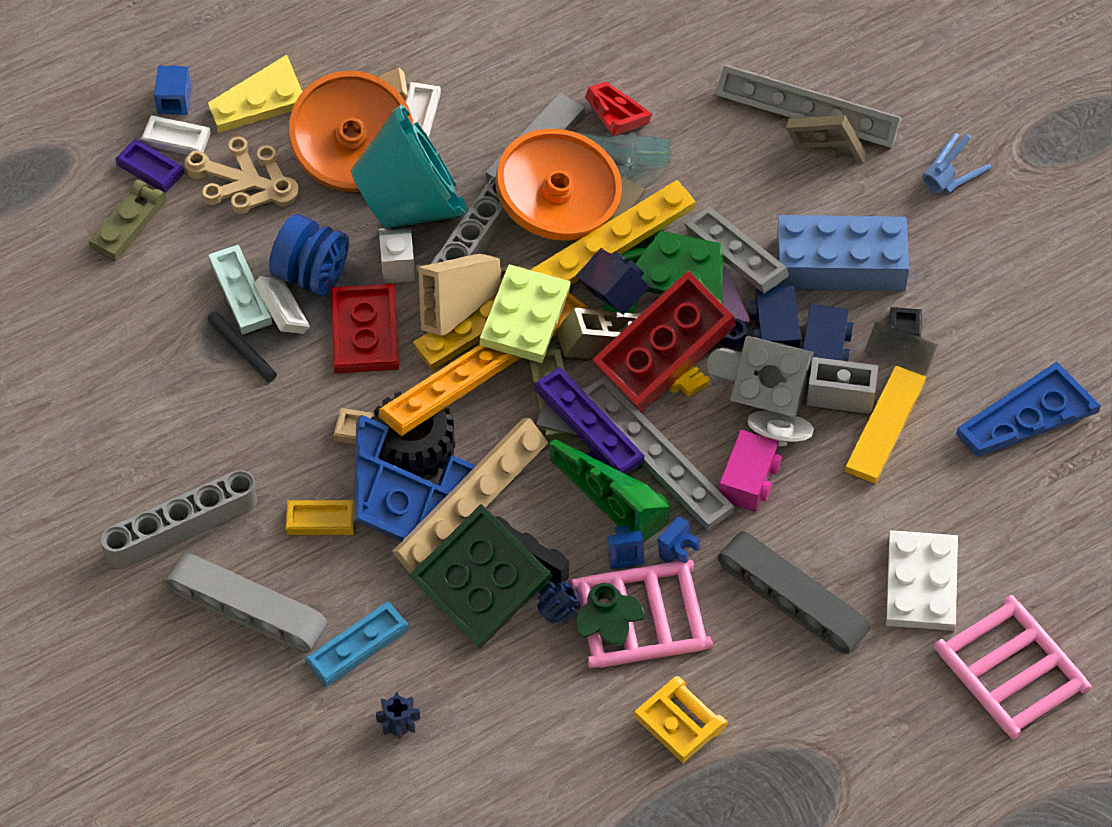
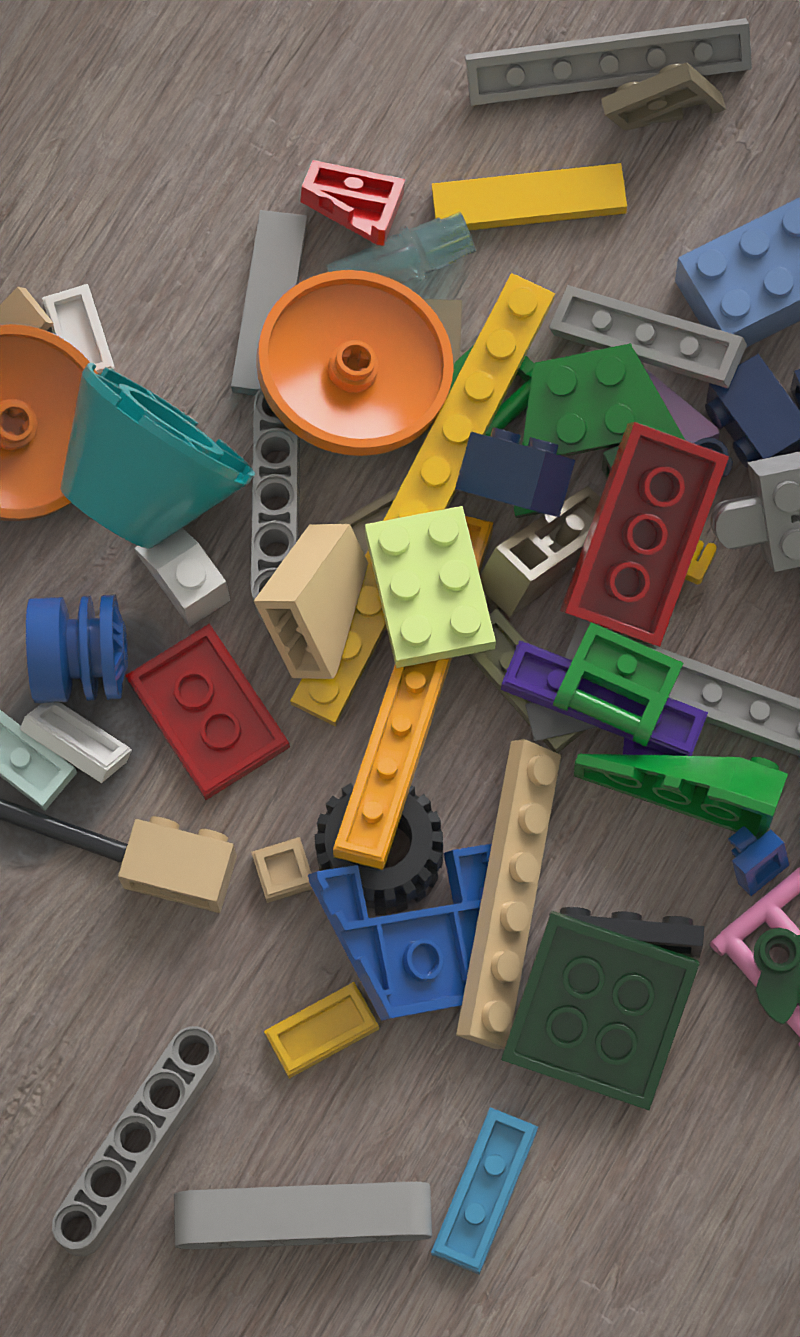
camera: 25 degrees left, 15 degrees up
(295, 393) = (178, 864): none -> tan brick
(395, 706) = (610, 1256): dark blue gear -> none
(558, 602) = (720, 989): dark blue gear -> none
(607, 404) = (624, 669): none -> green plate
(722, 156) = (533, 197): none -> yellow tile

